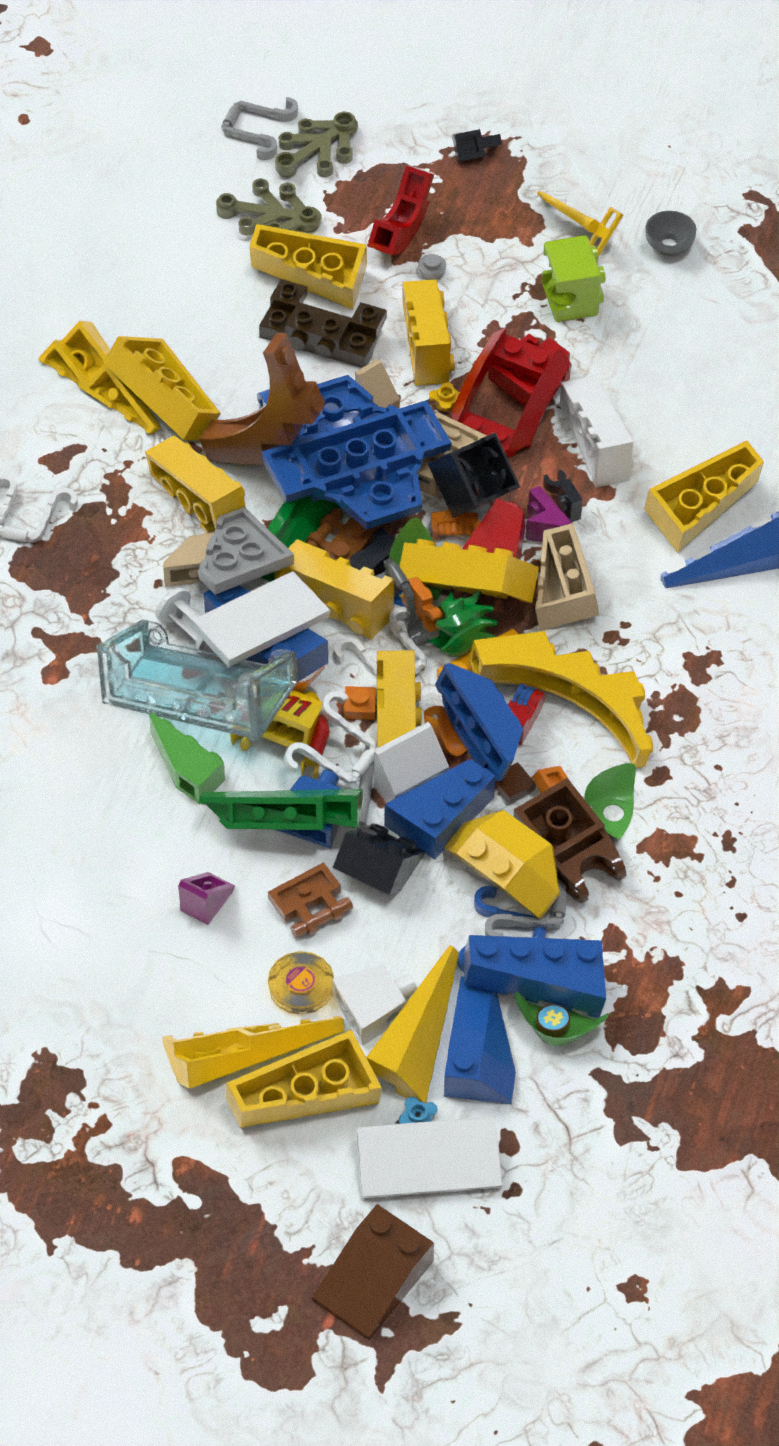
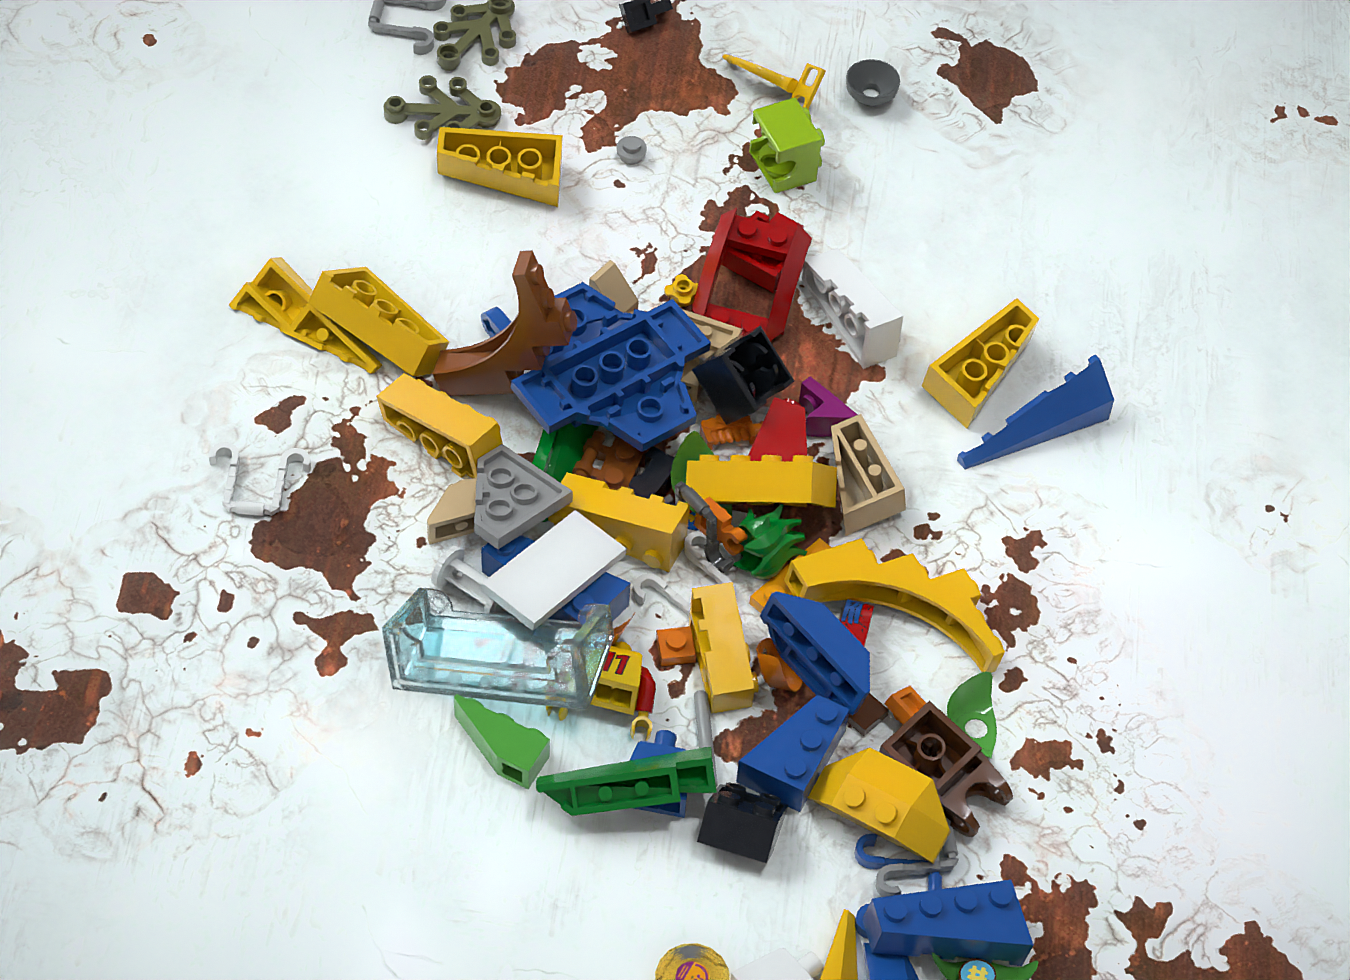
camera: 15 degrees left, 0 degrees up
(203, 895) = (561, 896): magenta slope -> none
(305, 892) = (672, 874): dark orange plate -> none
(321, 330) = (553, 238): dark brown bracket -> none
(363, 762) = (700, 712): white piece -> none
(404, 219) = (588, 106): red arch -> none
(408, 762) = (752, 712): white slope -> none
(427, 332) = (646, 222): yellow wedge -> none
(567, 496) = (839, 381): black plate -> none

